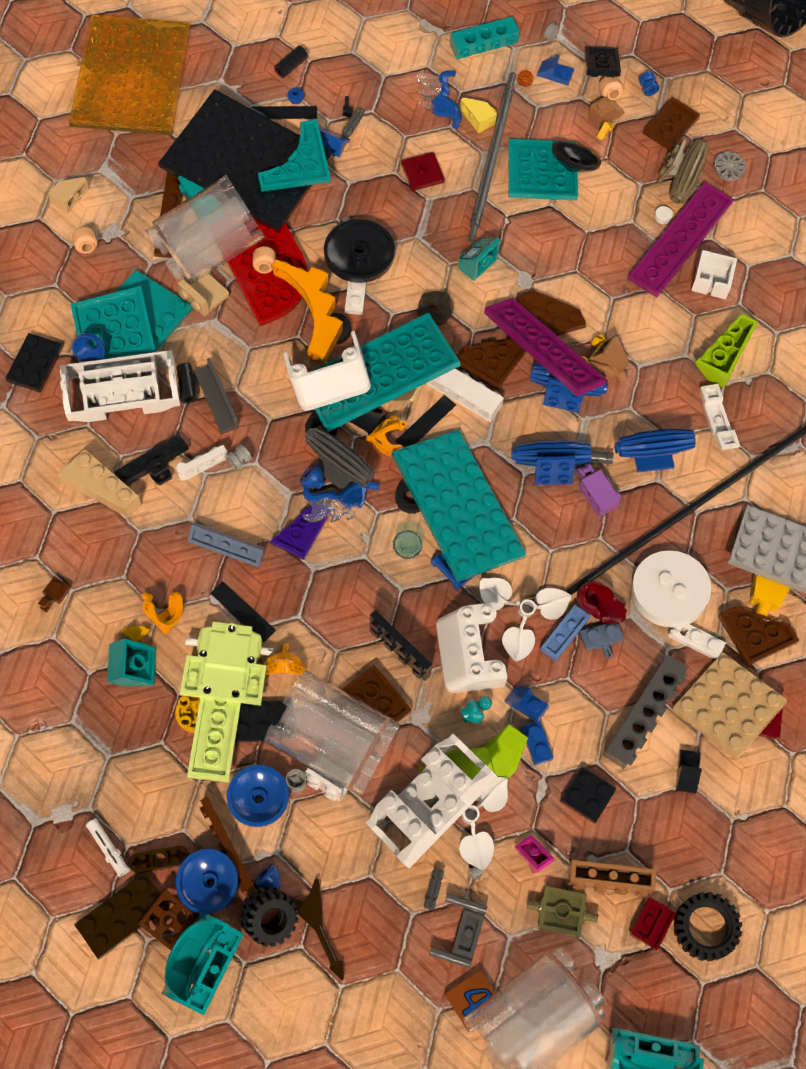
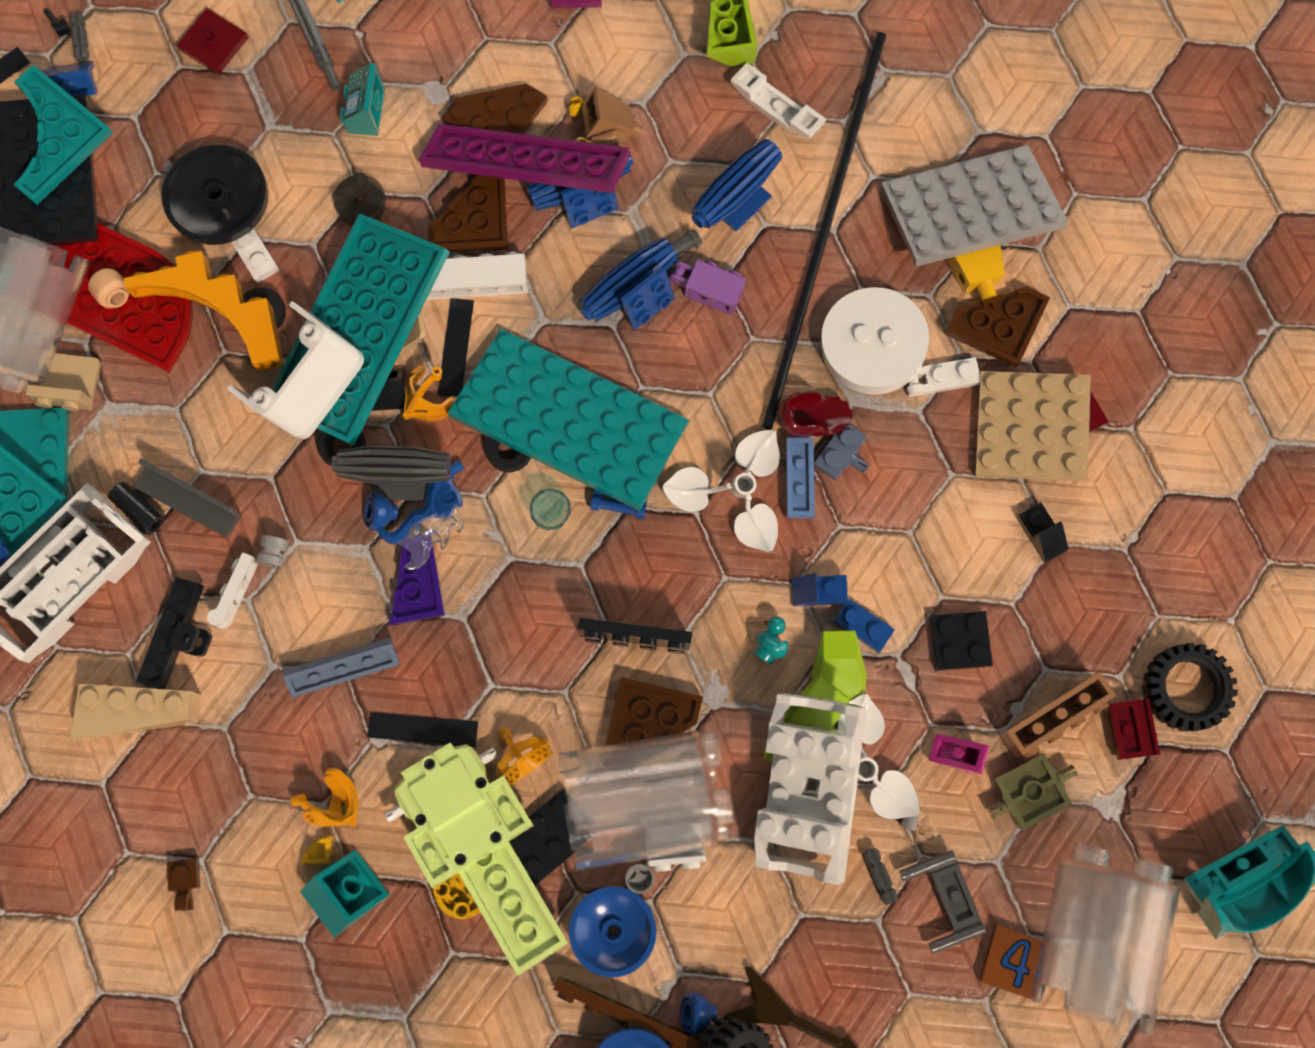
camera: 35 degrees left, 10 degrees up
(463, 653) = (706, 584): white windscreen -> none
(616, 751) = (951, 568): dark grey brick -> none

